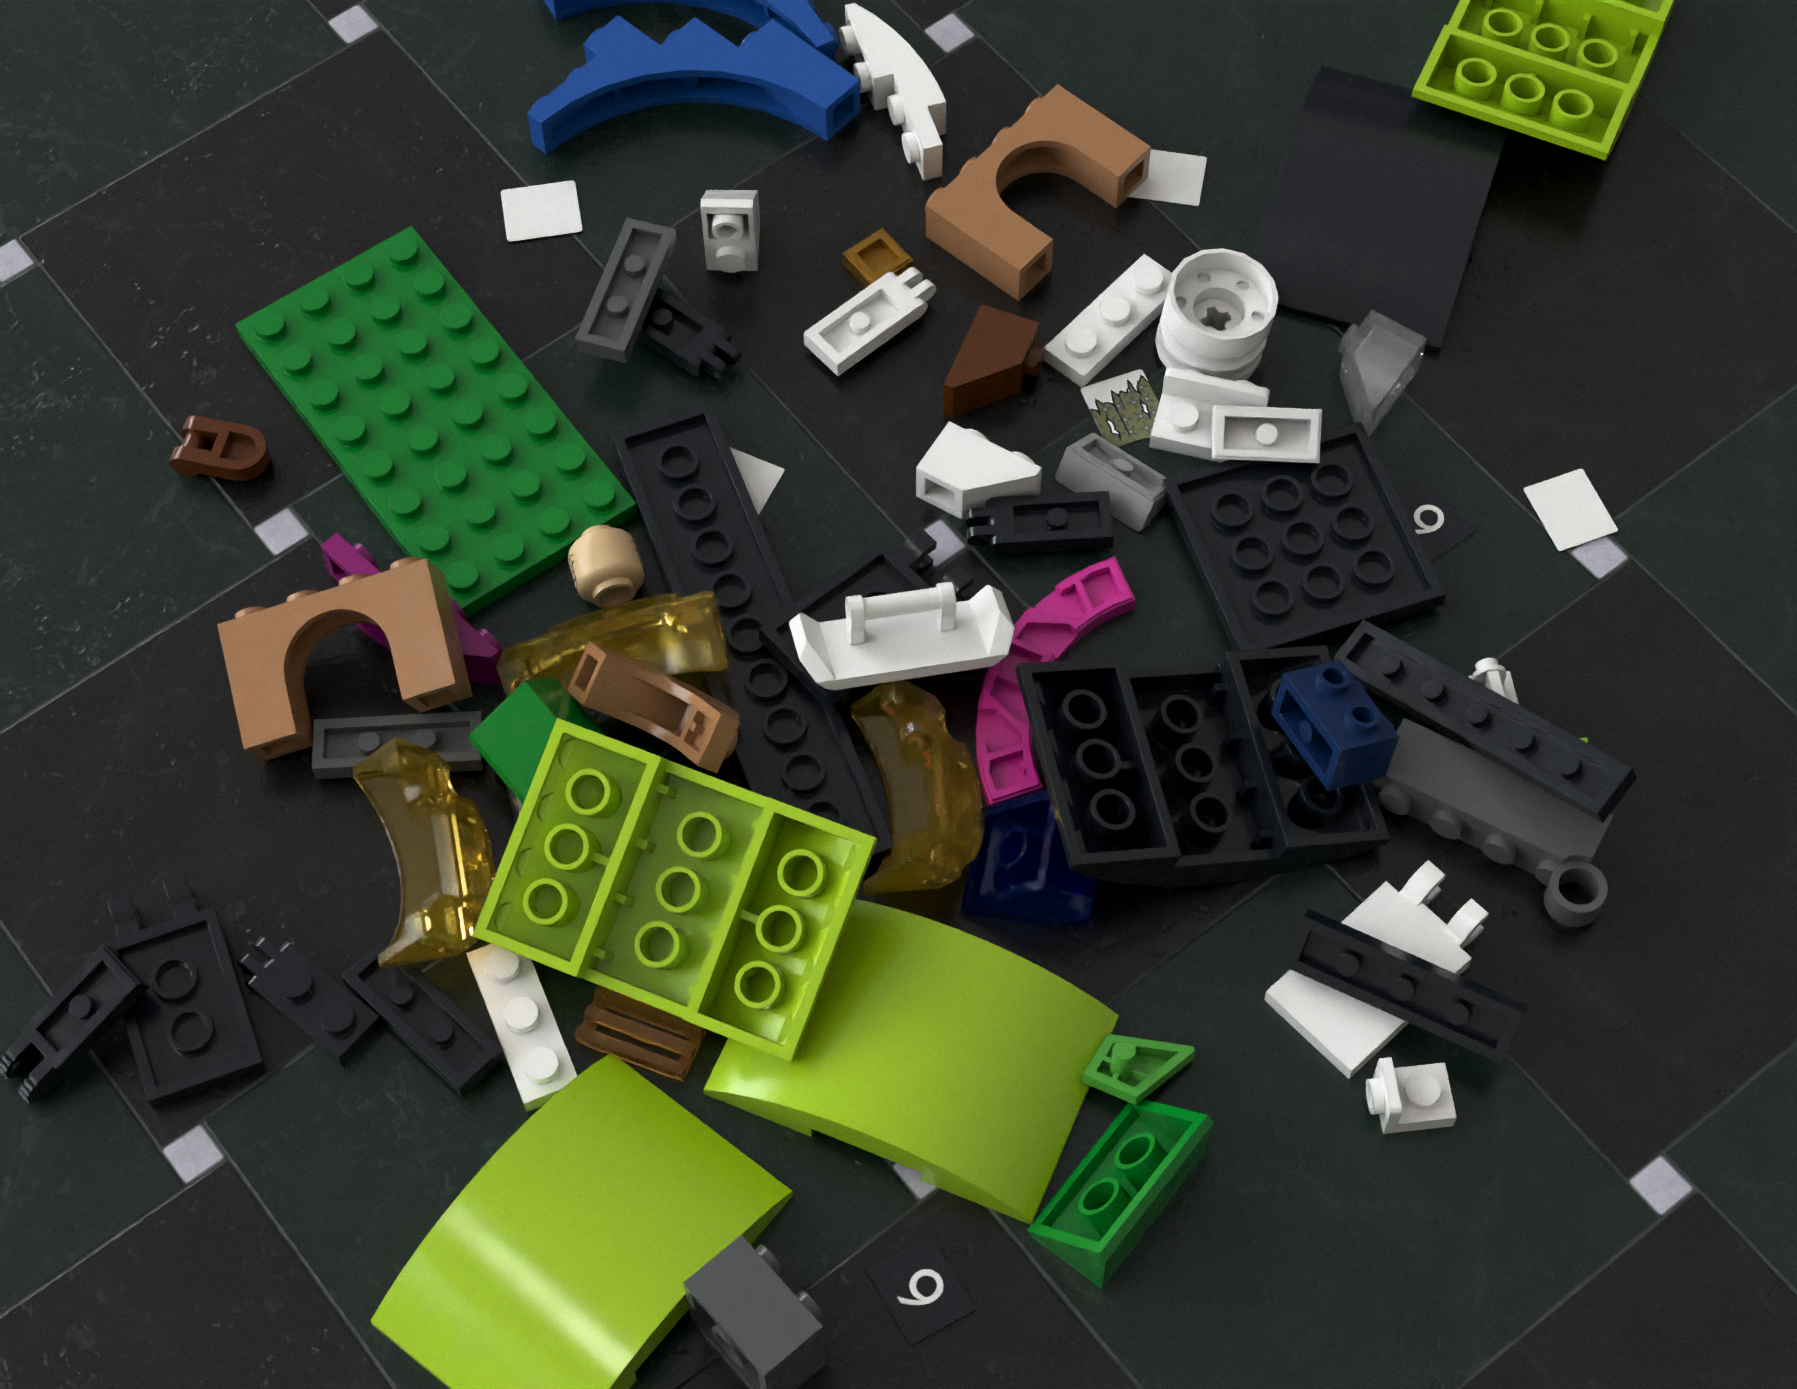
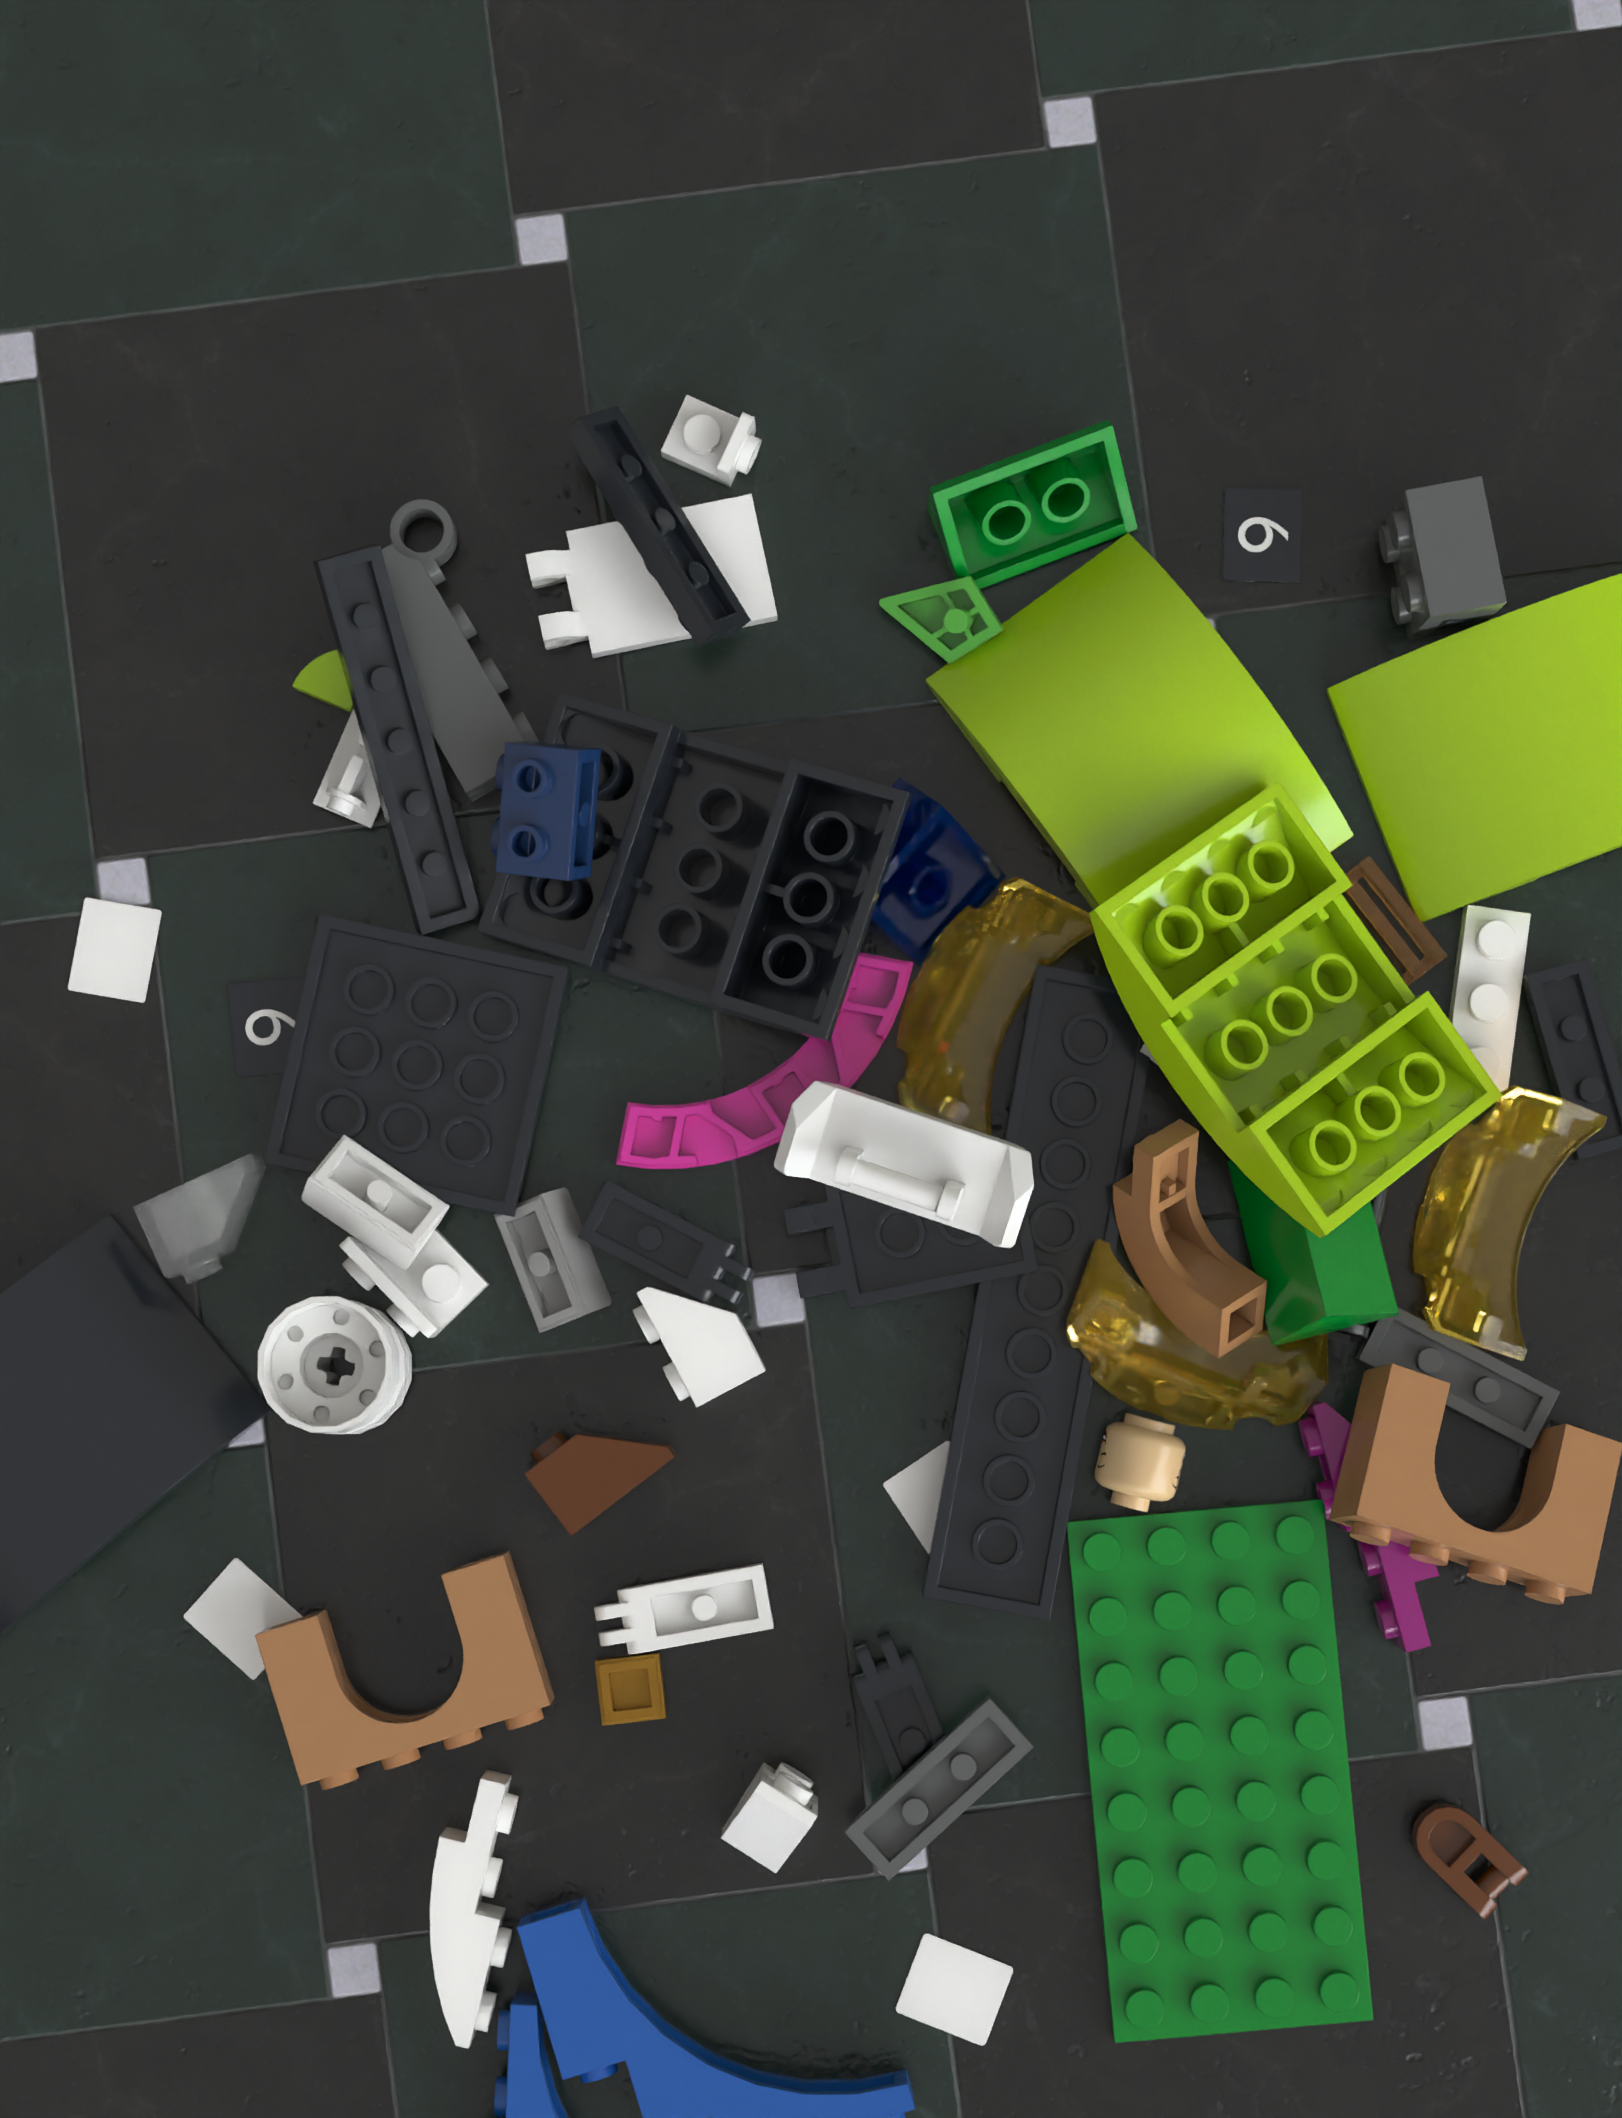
camera: 145 degrees left, 25 degrees up
(1110, 322) = (427, 1457): white plate -> none
(1122, 407) = (485, 1347): sticker -> none

